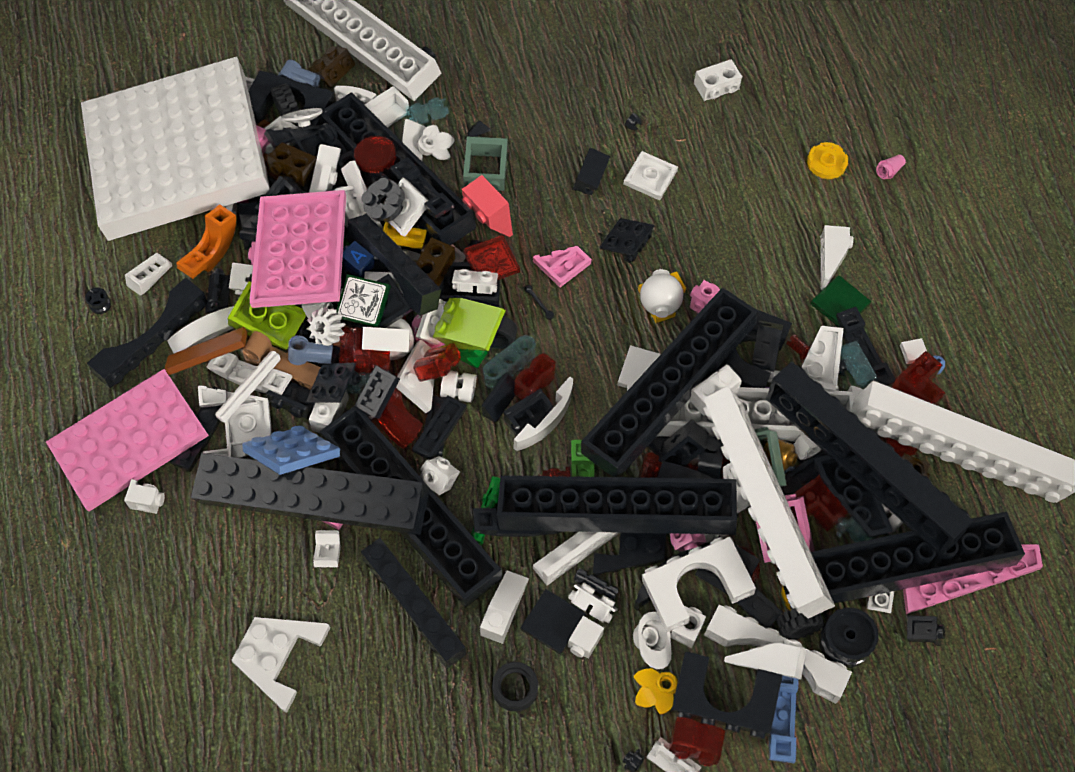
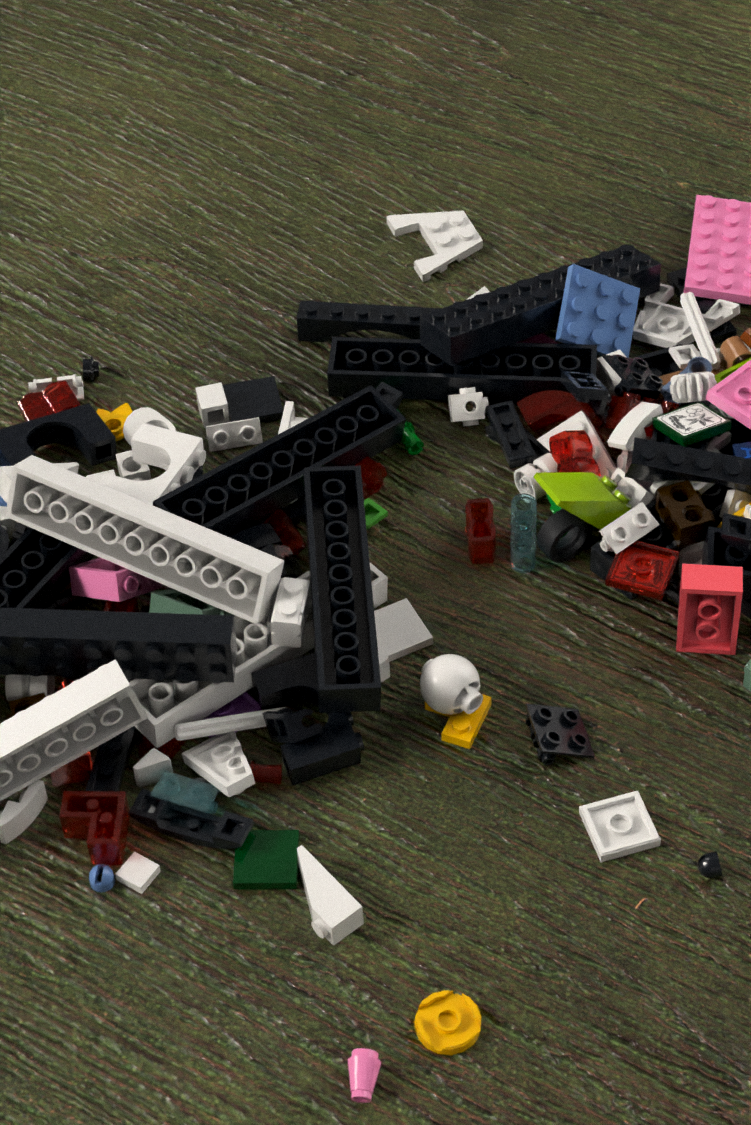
camera: 140 degrees right, 15 degrees down
(144, 497) = (669, 233): white brick -> none
(499, 398) = (494, 491): black slope -> none
(503, 607) = (302, 375): white slope -> none
(515, 667) = (233, 355): black tyre -> none
(528, 411) = (451, 514): black hinge -> none
(531, 435) = (435, 541): white slope -> none
(549, 314) = (544, 609): black hinge -> none
(563, 264) = (588, 654): bright pink wing -> none
(591, 171) = (681, 764): black hinge -> none
(598, 584) = (227, 450): black axle -> none
(702, 295) = (407, 732): bright pink brick -> none
(717, 80) = (686, 1002): white brick -> none

